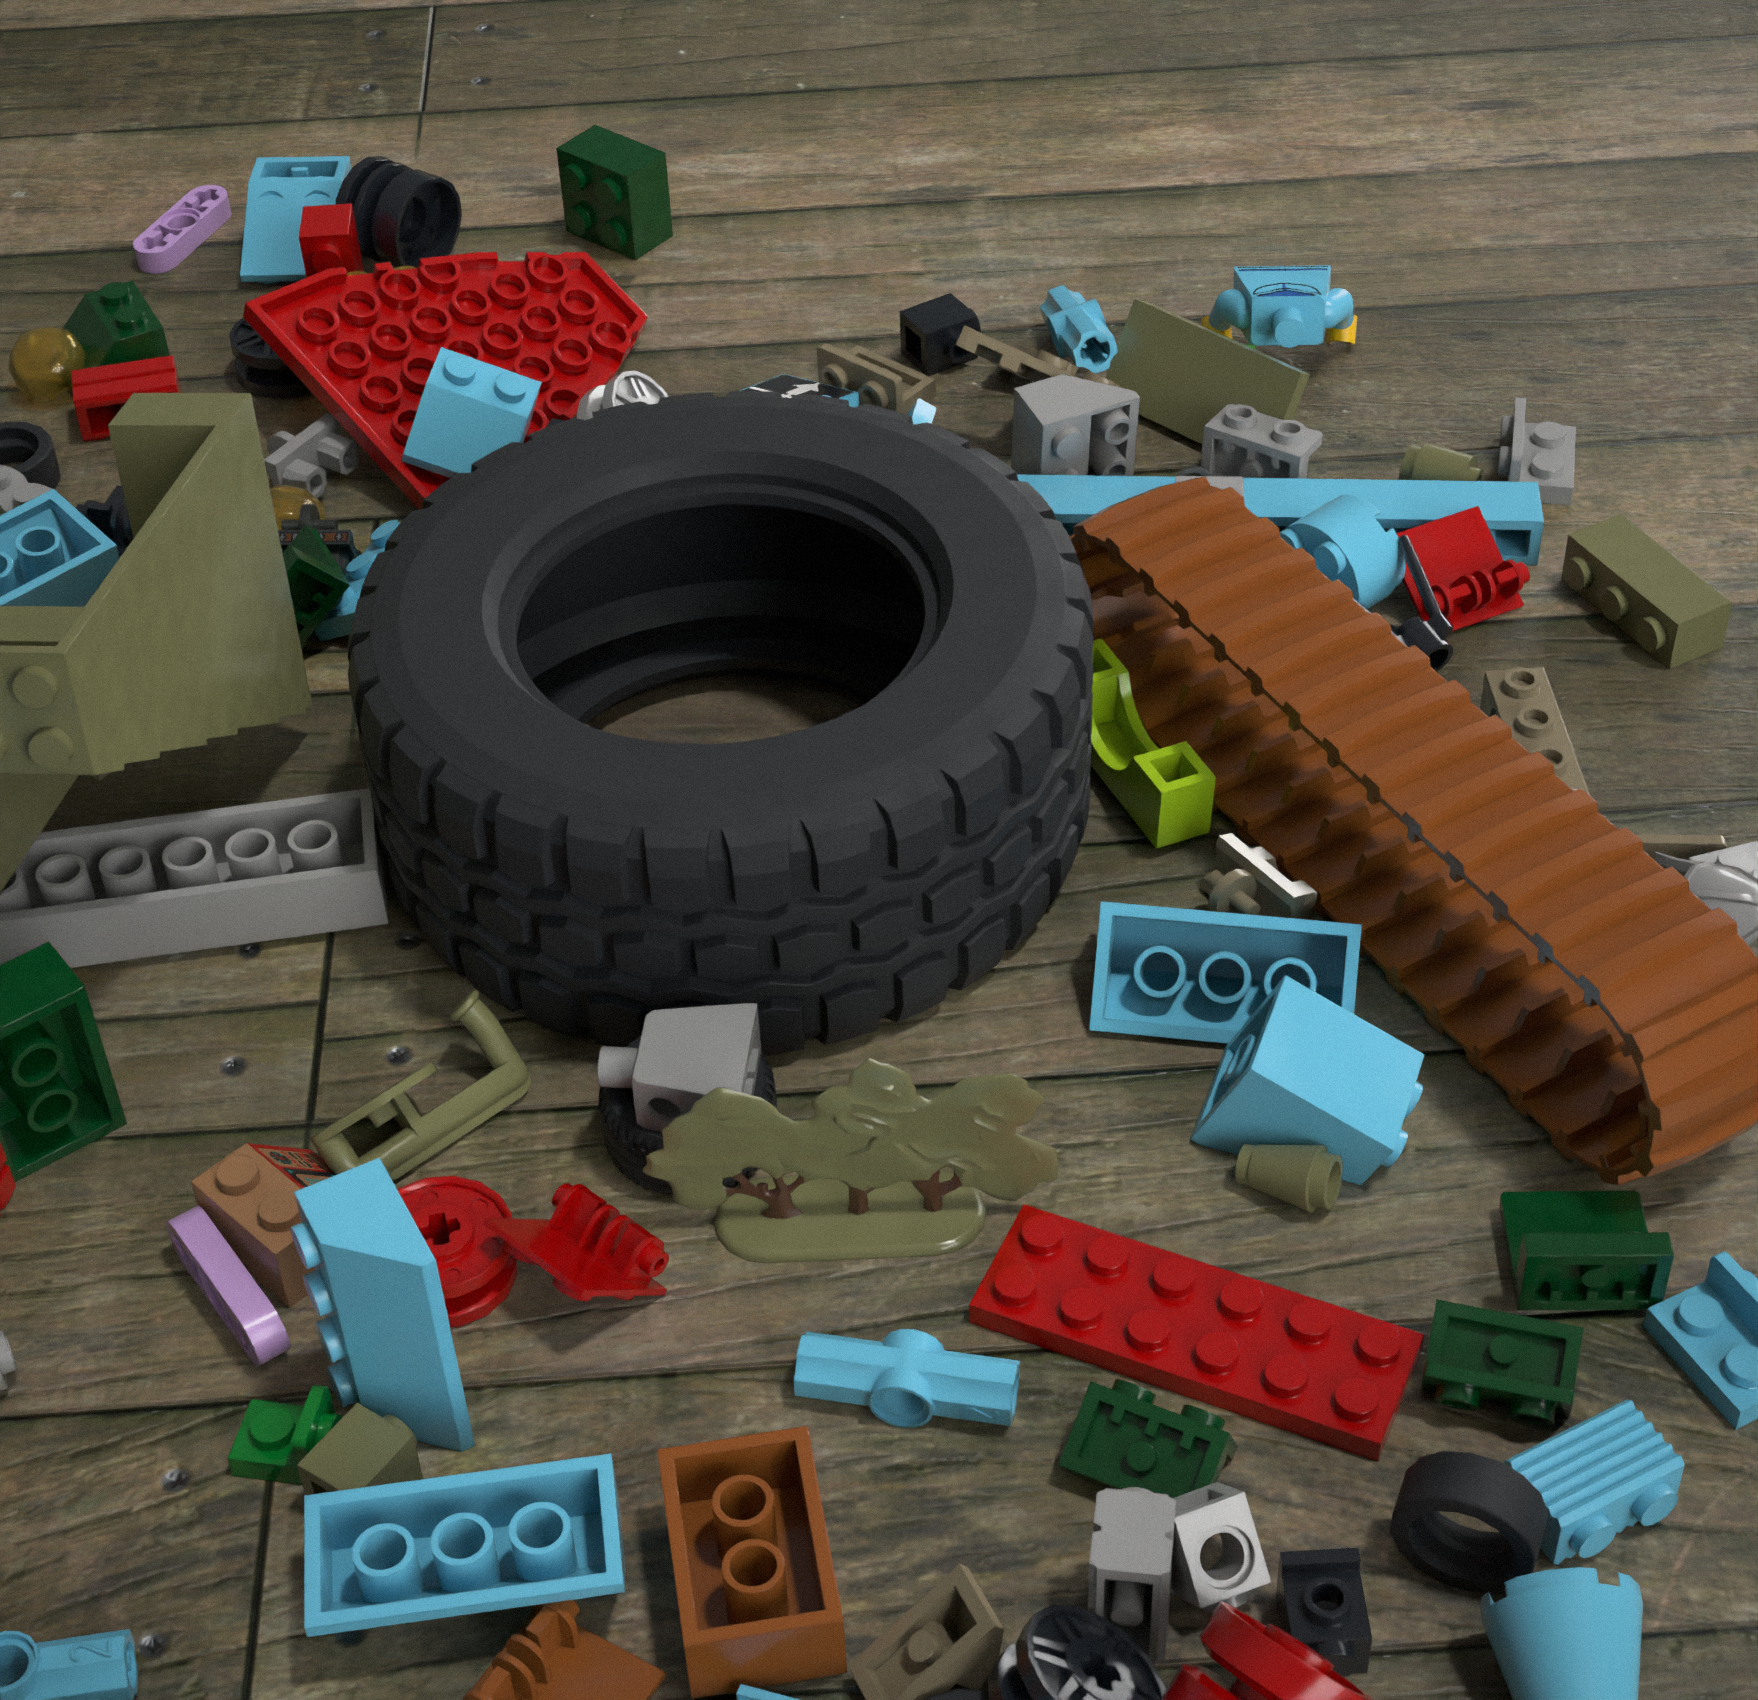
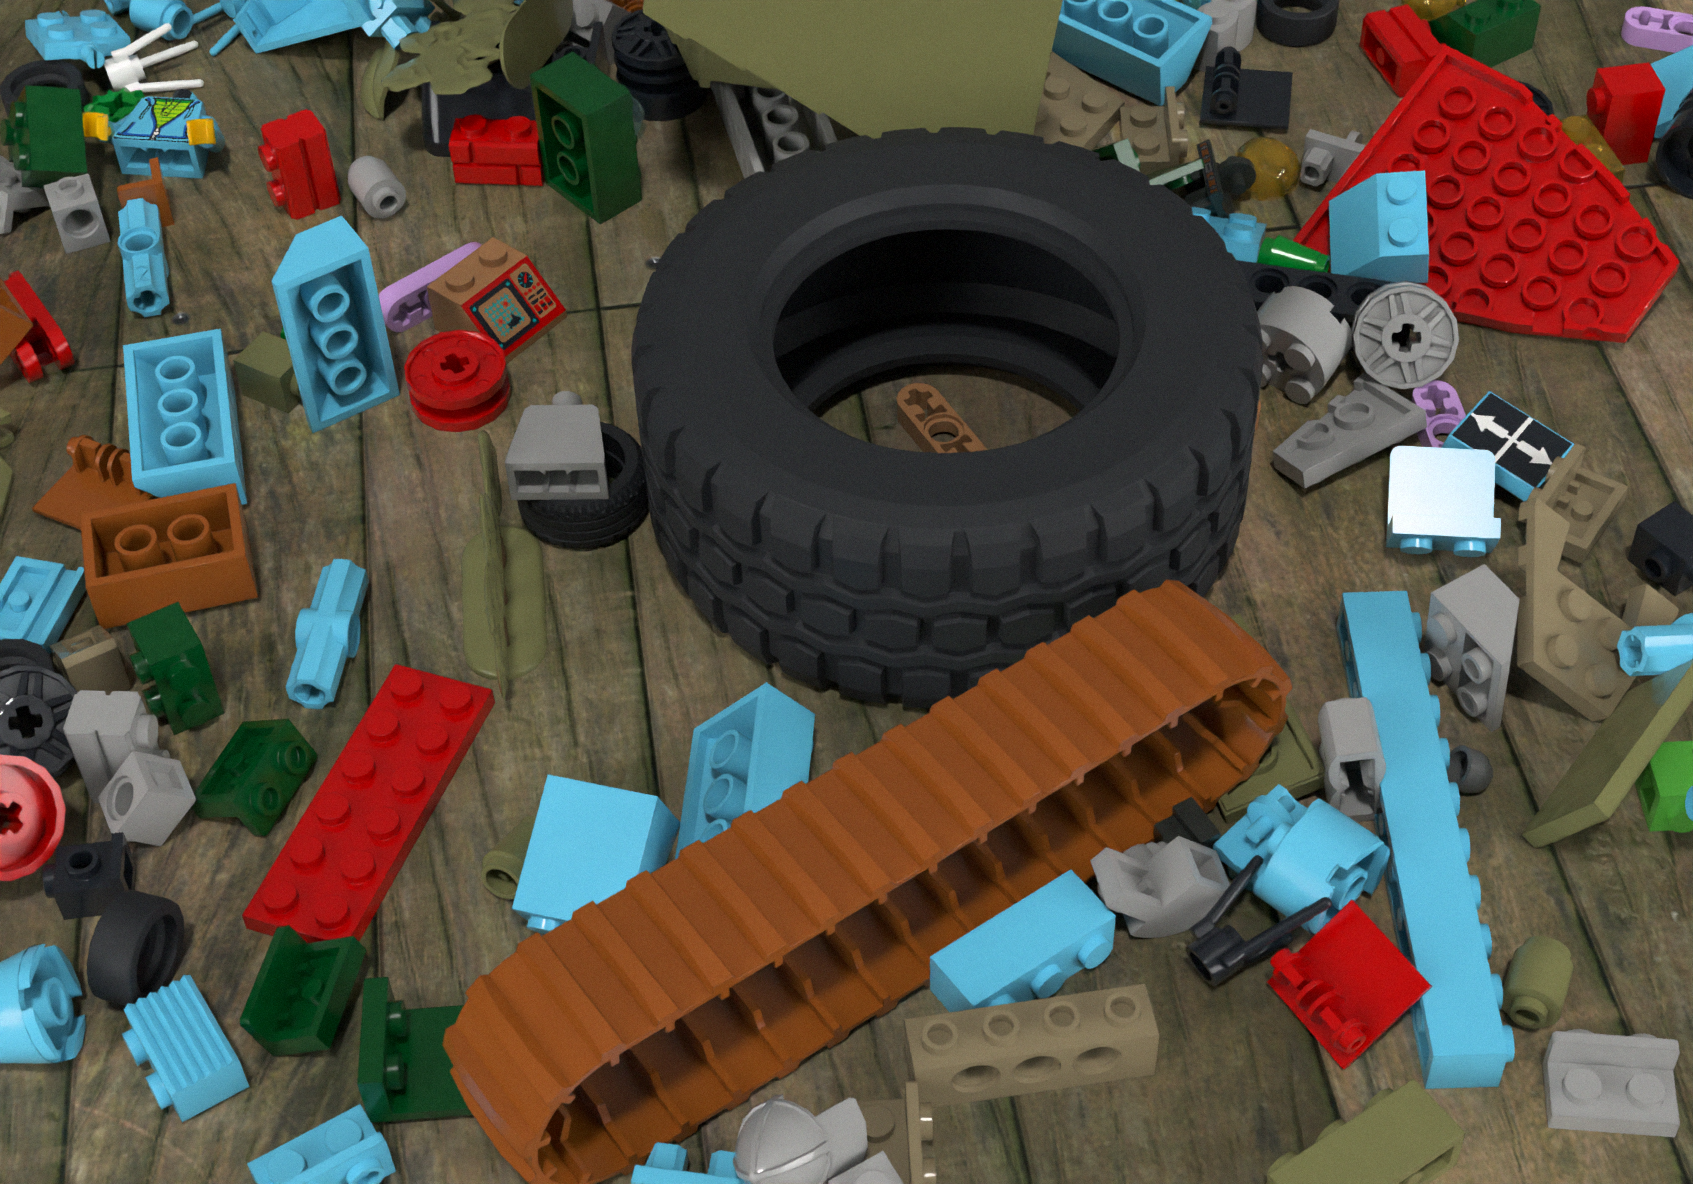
camera: 85 degrees right, 5 degrees up
(447, 1122) = (574, 356): olive piece -> none
(587, 1247) = (436, 439): red hinge -> none
(993, 1511) = (175, 668): none -> dark green brick
(1256, 445) = (1522, 810): light grey bracket -> none

